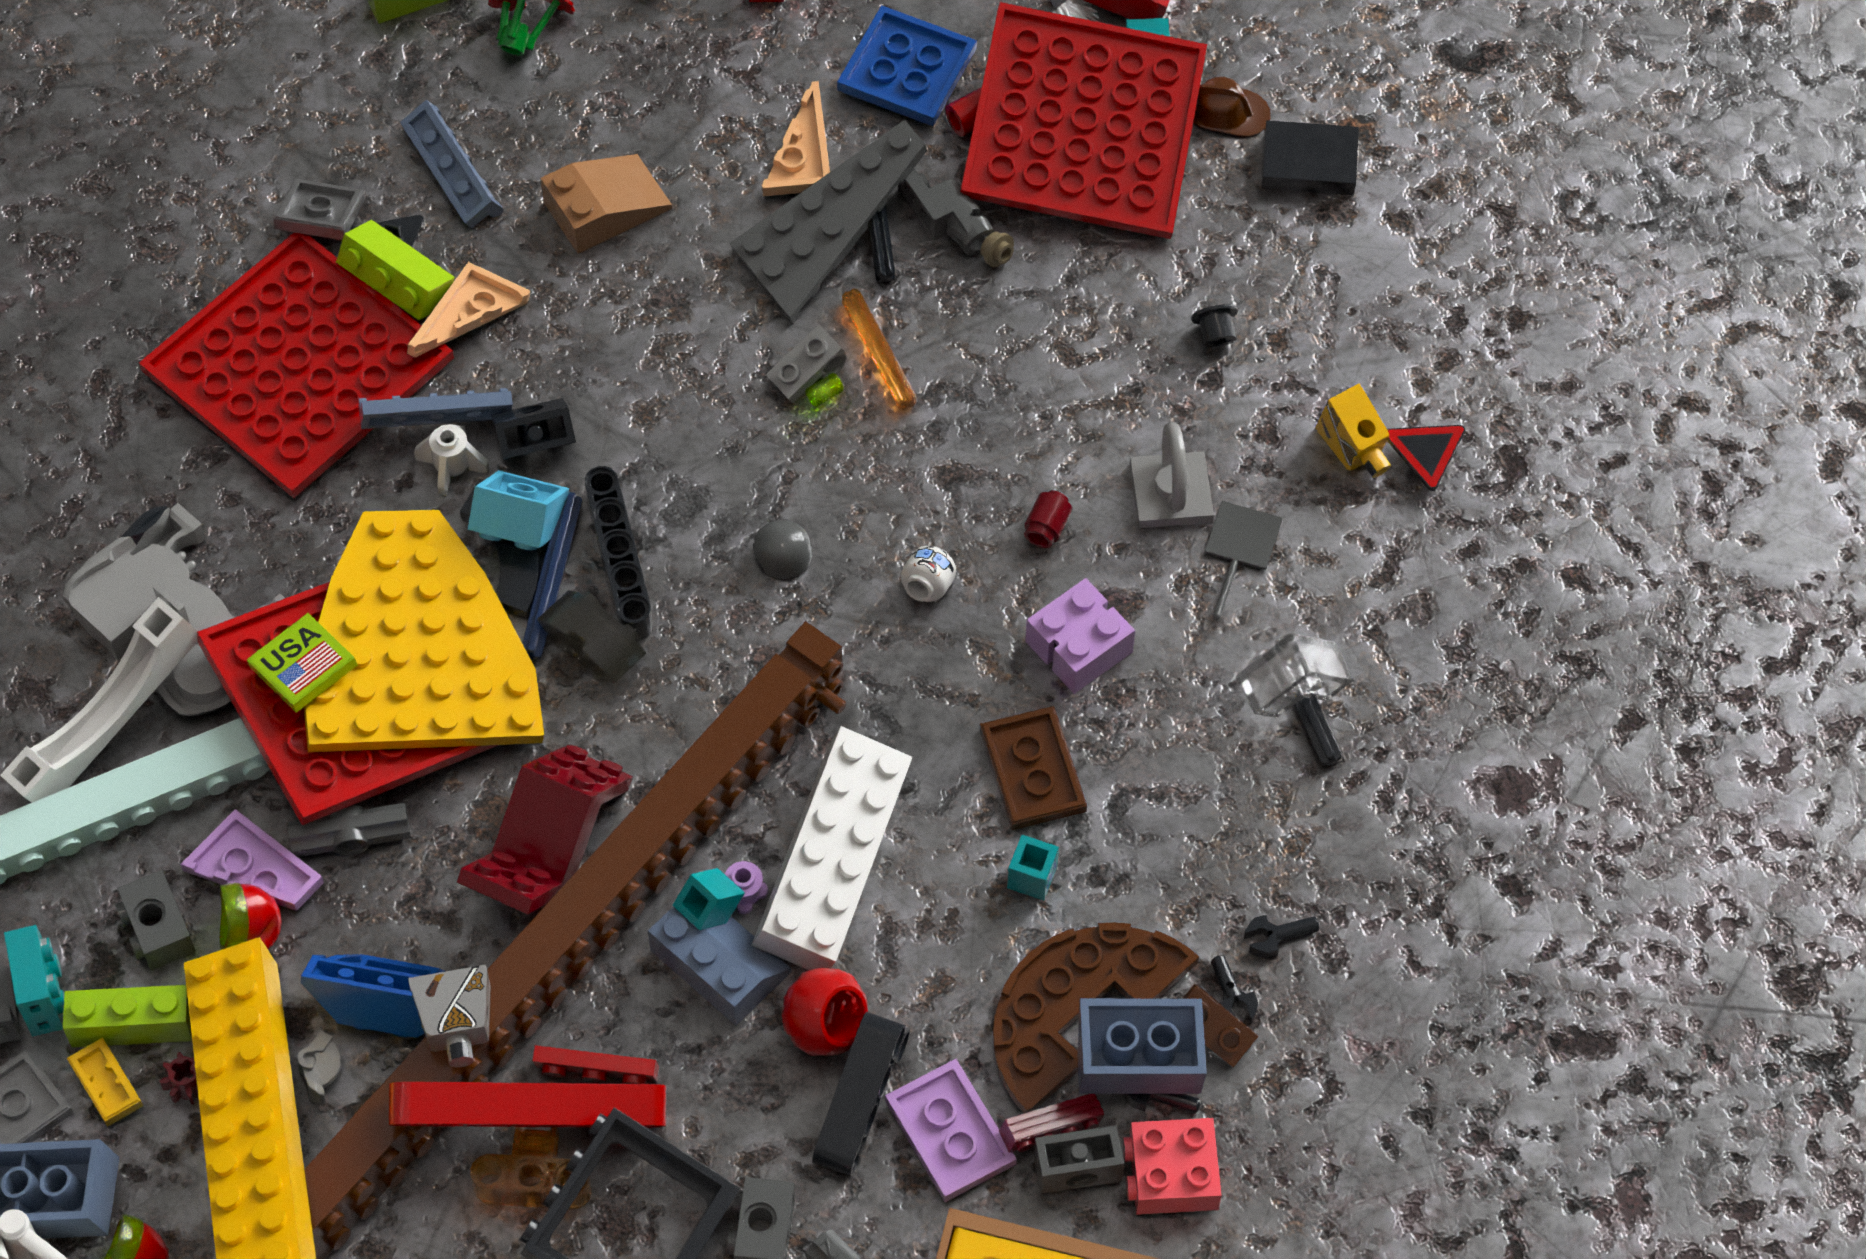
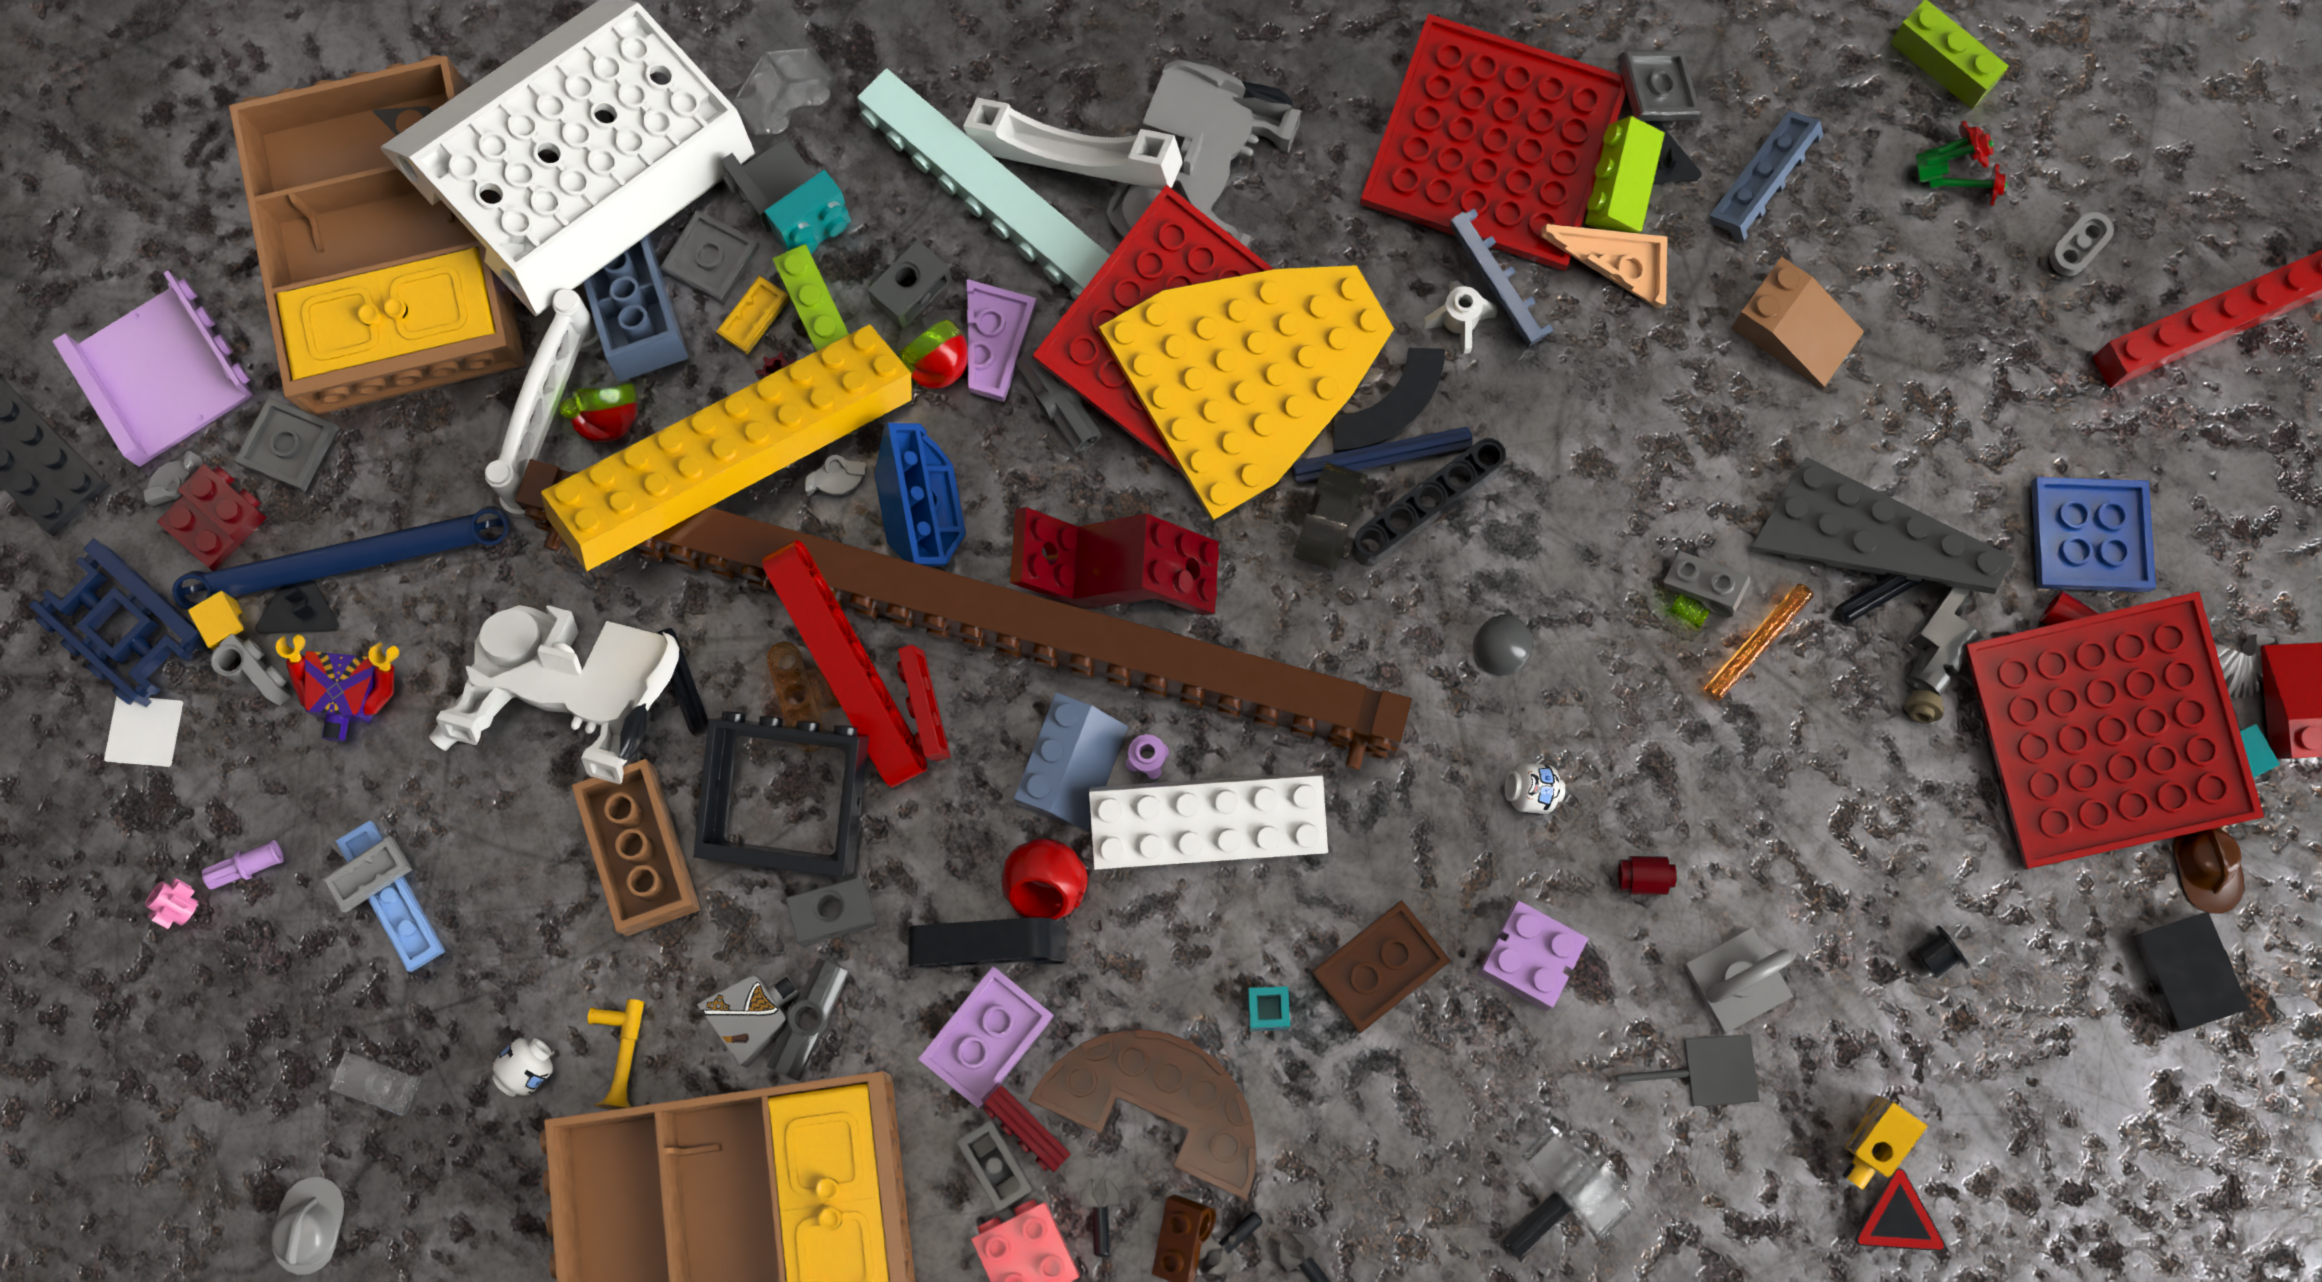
camera: 70 degrees right, 15 degrees up
(302, 662) = (1172, 283): lime tile -> none
(454, 1010) = (889, 563): light grey torso -> none
(516, 509) = (1427, 394): medium azure slope -> none
(533, 428) = (1517, 371): black brick -> none
(708, 899) = (1106, 731): teal brick -> none
(804, 150) = (1937, 482): light nougat wing -> none
(1141, 1046) = (1123, 1182): sand blue slope -> none

